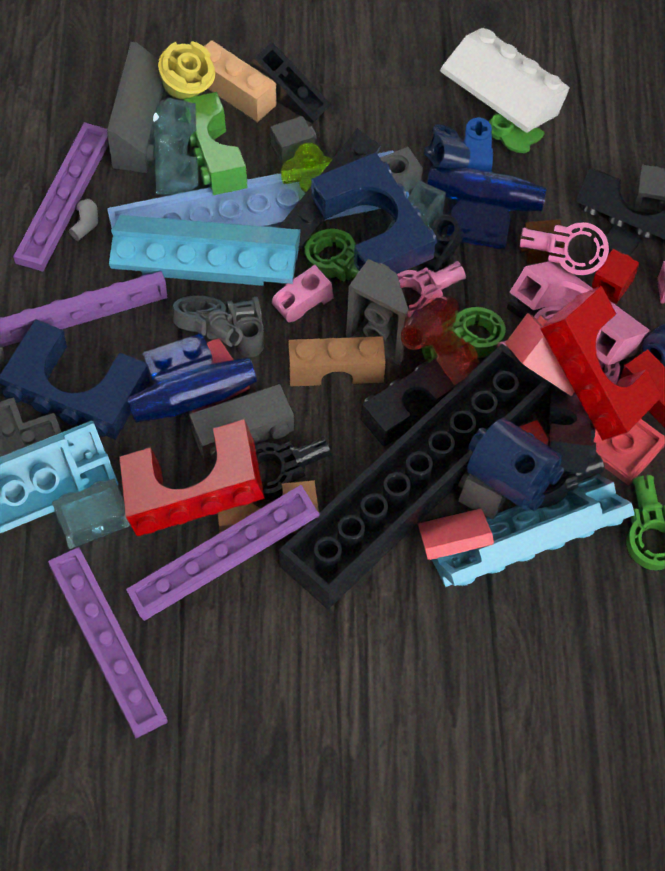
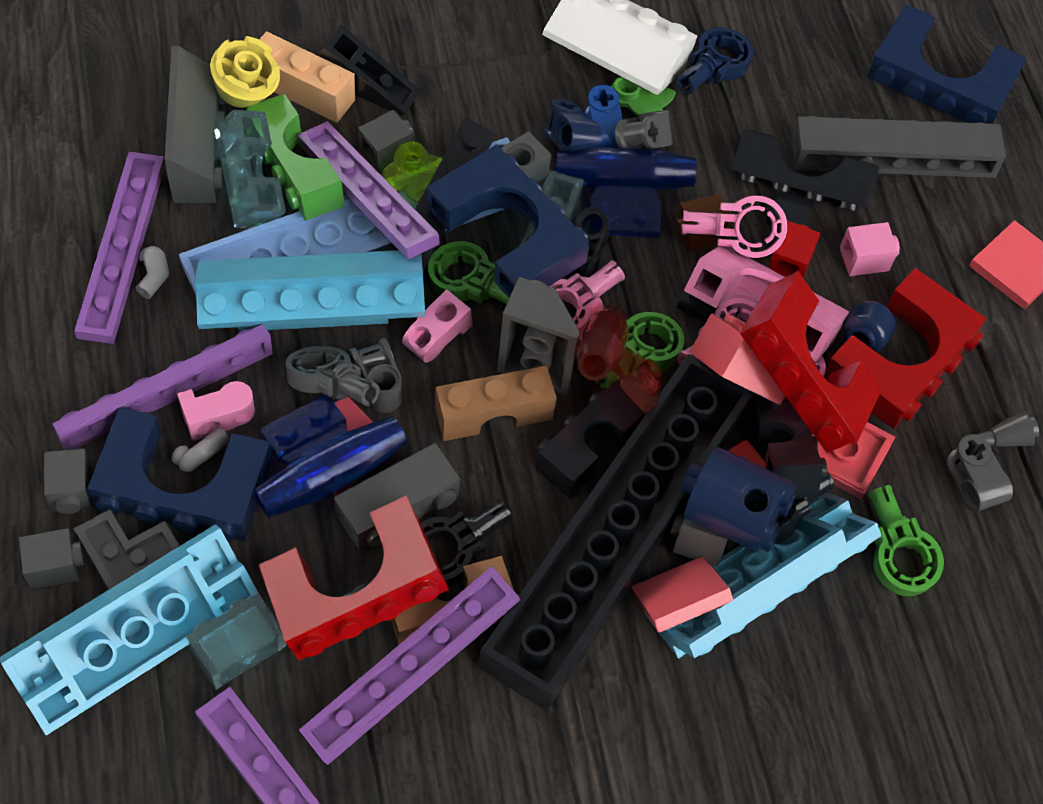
camera: 15 degrees left, 0 degrees up
(86, 368) = (190, 459): none -> light grey arm
(113, 334) = (220, 409): none -> bright pink leg
(269, 178) = (370, 191): none -> medium lavender plate
(508, 160) = (645, 131): none -> dark grey piece
(577, 113) = (708, 63): none -> dark blue pin

